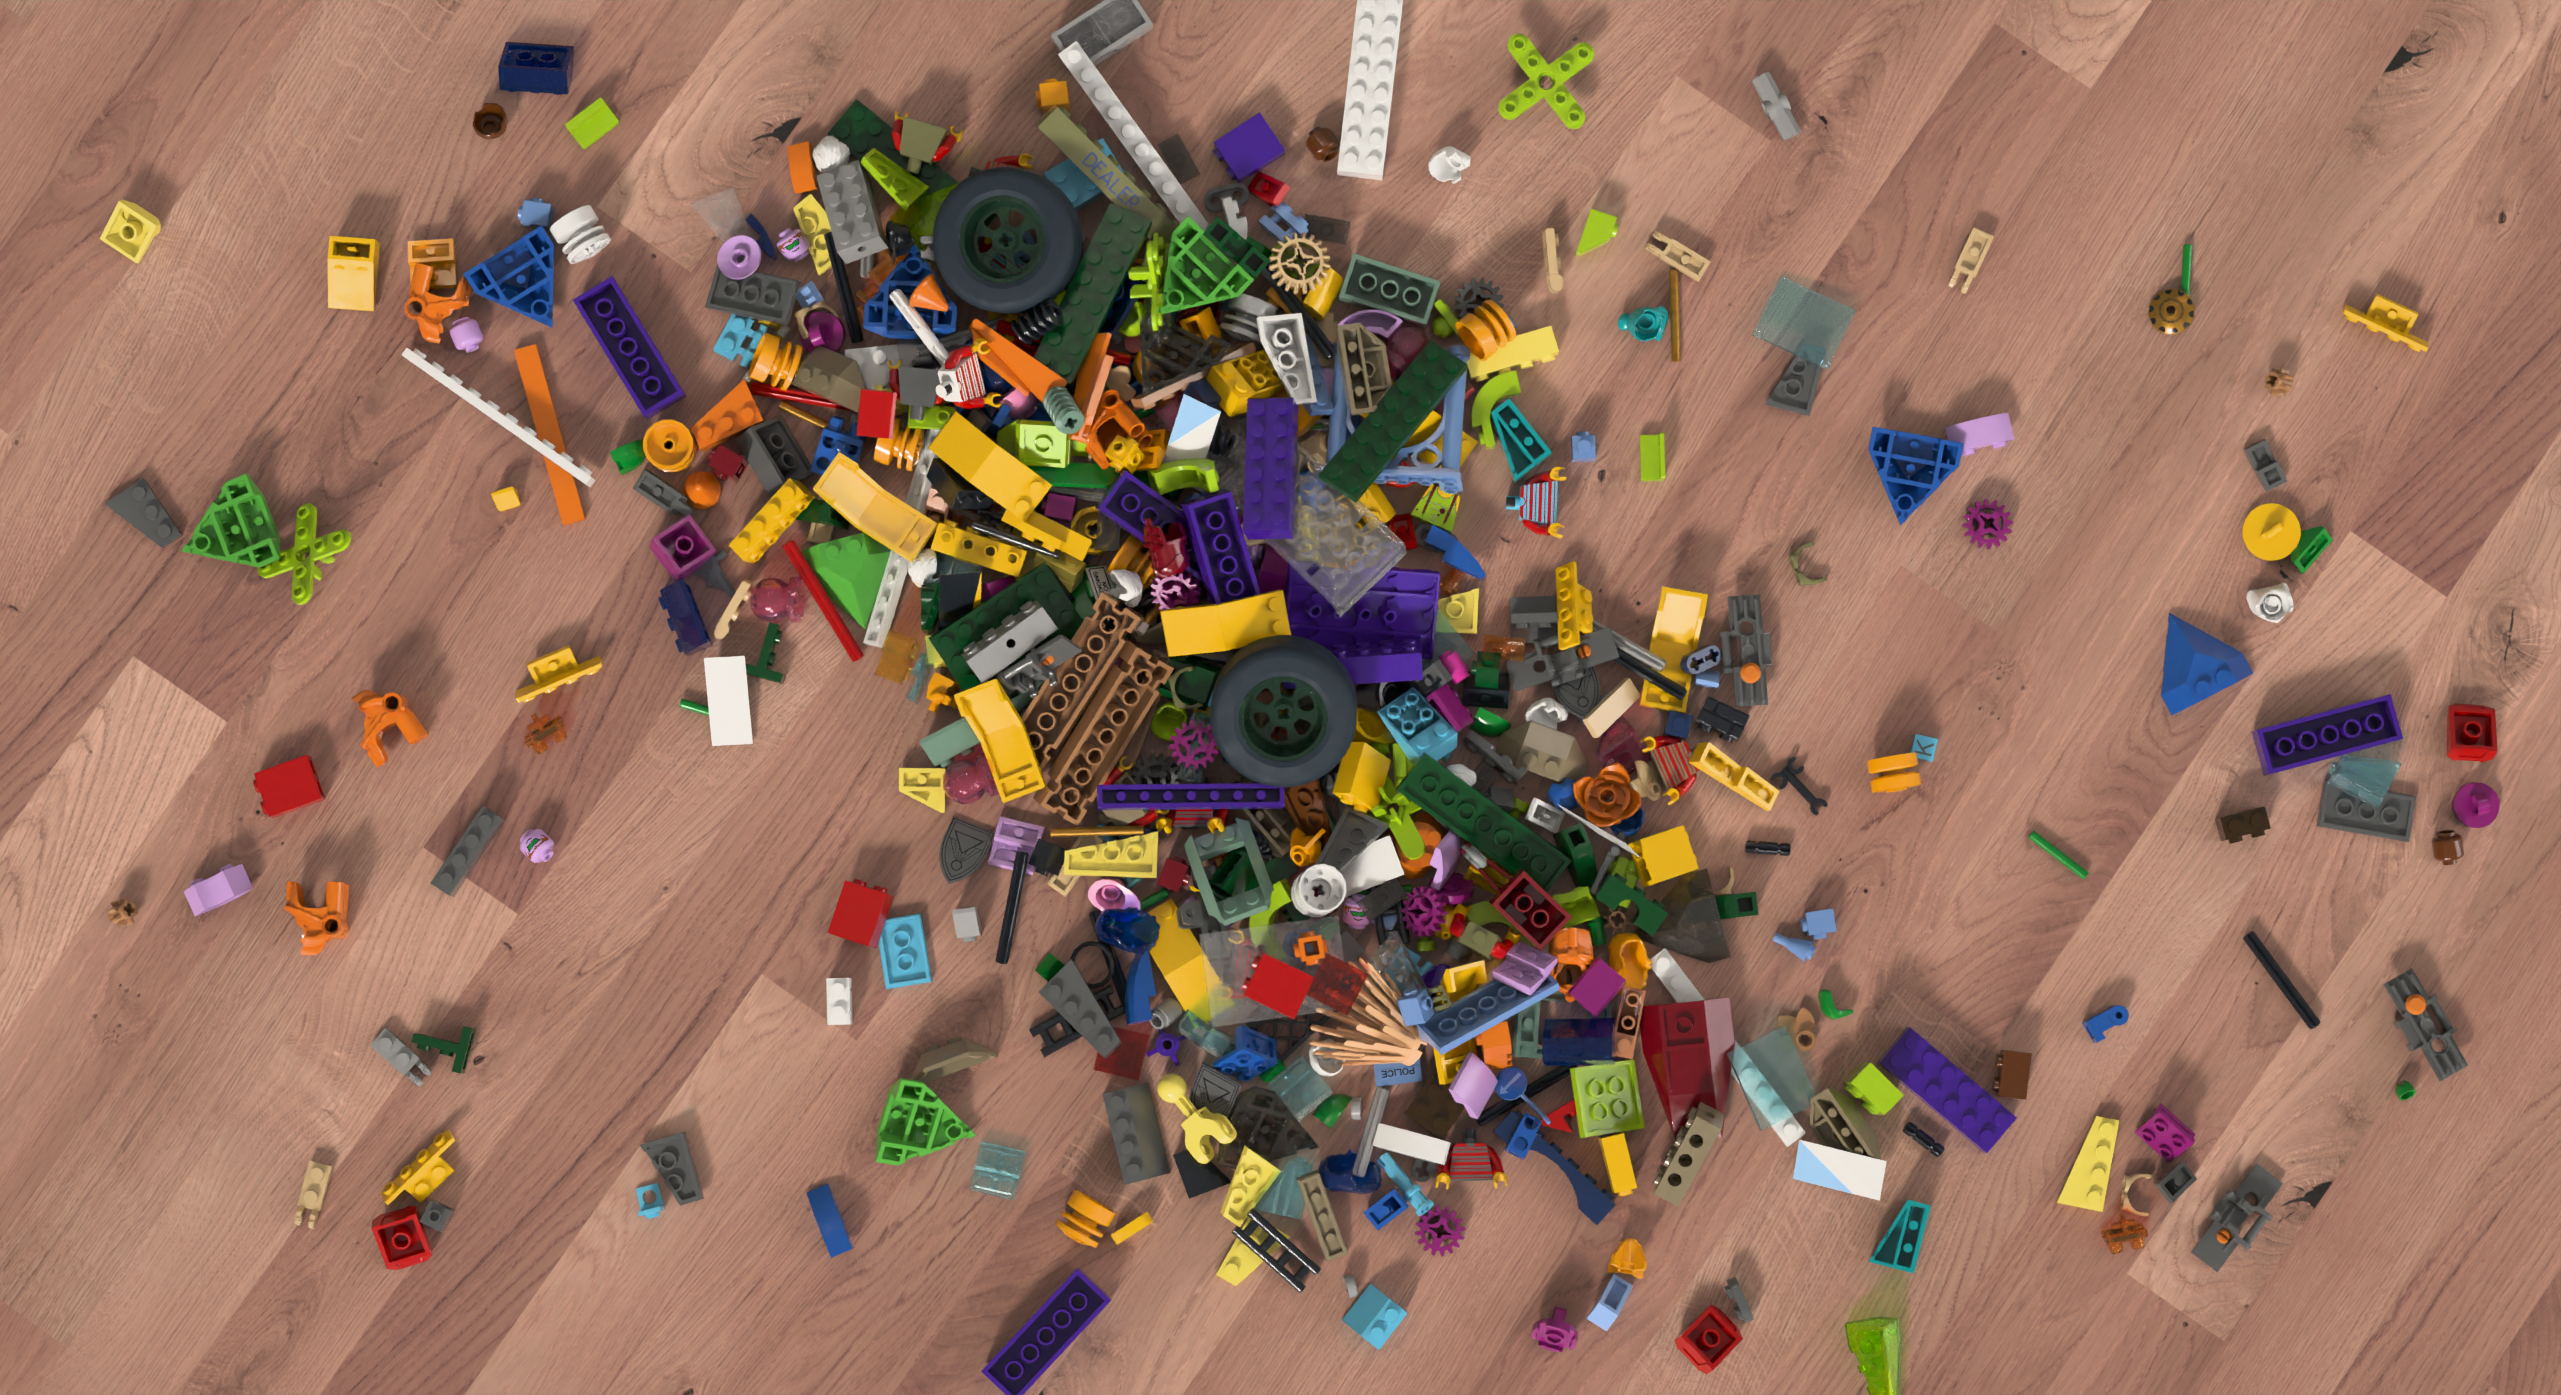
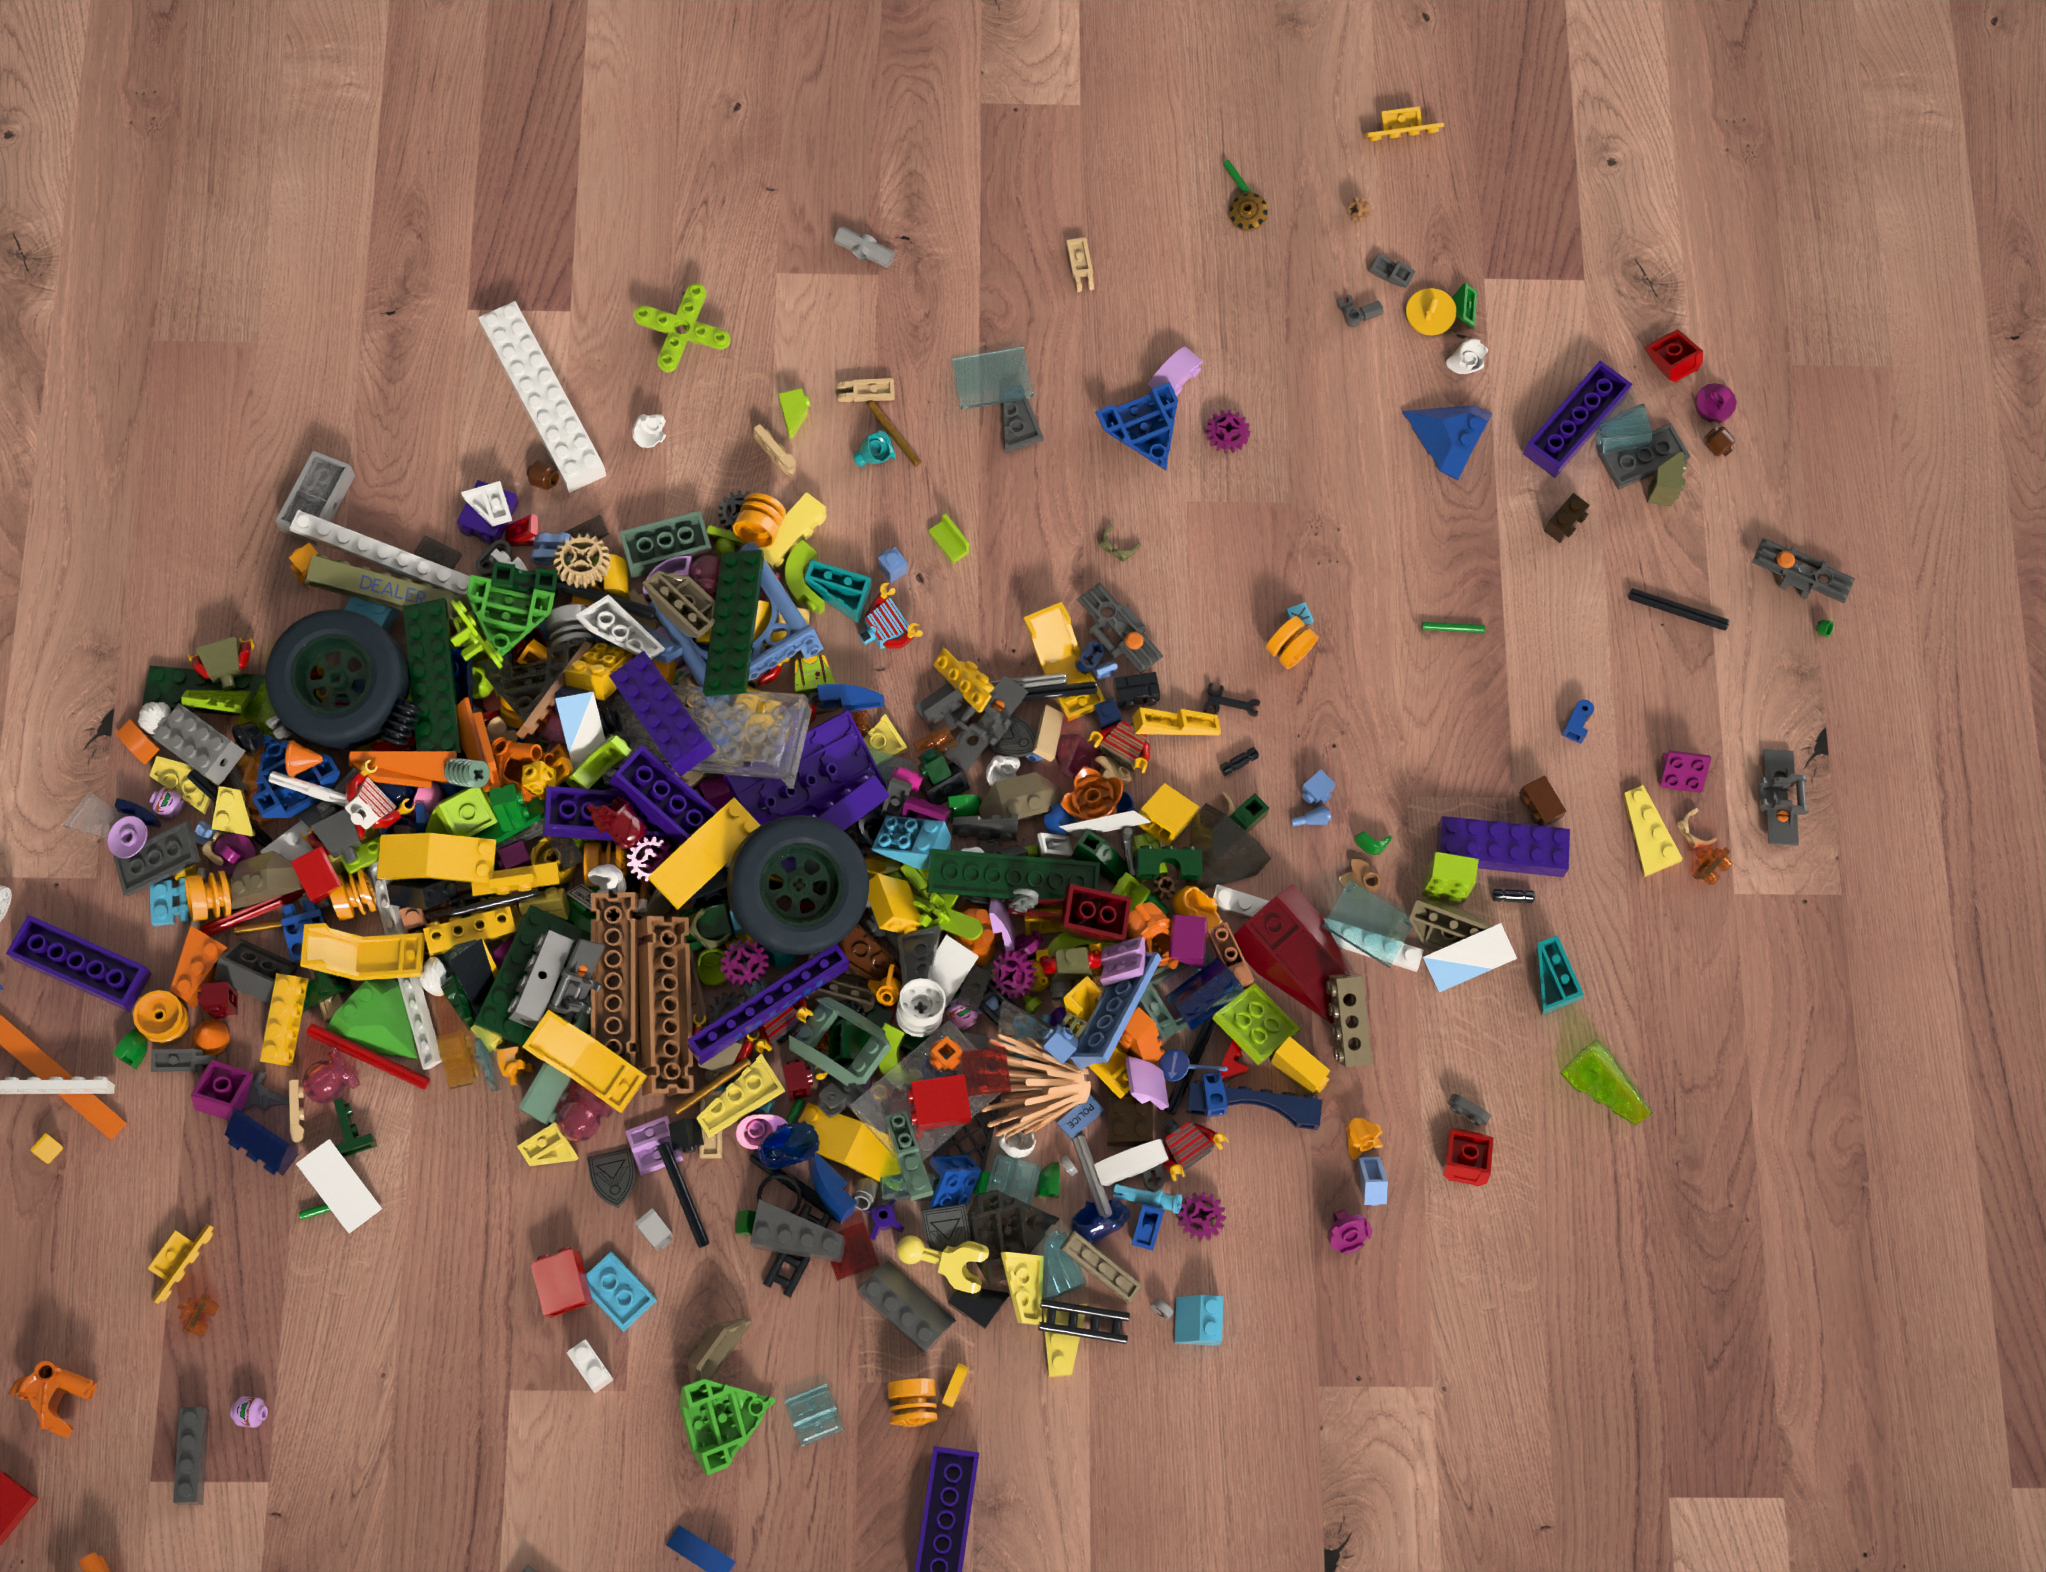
camera: 40 degrees left, 15 degrees down
(842, 295) = (231, 812): none -> light yellow wing
(1081, 465) = (509, 807): none -> green brick
(1218, 1014) = (908, 1155): none -> sand green slope
(1254, 146) = (489, 503): none -> white wing
(2175, 1181) = (1717, 802): dark grey slope -> none
(2207, 491) = (1354, 315): none -> dark grey bar
(2362, 854) = (1667, 481): none -> olive slope

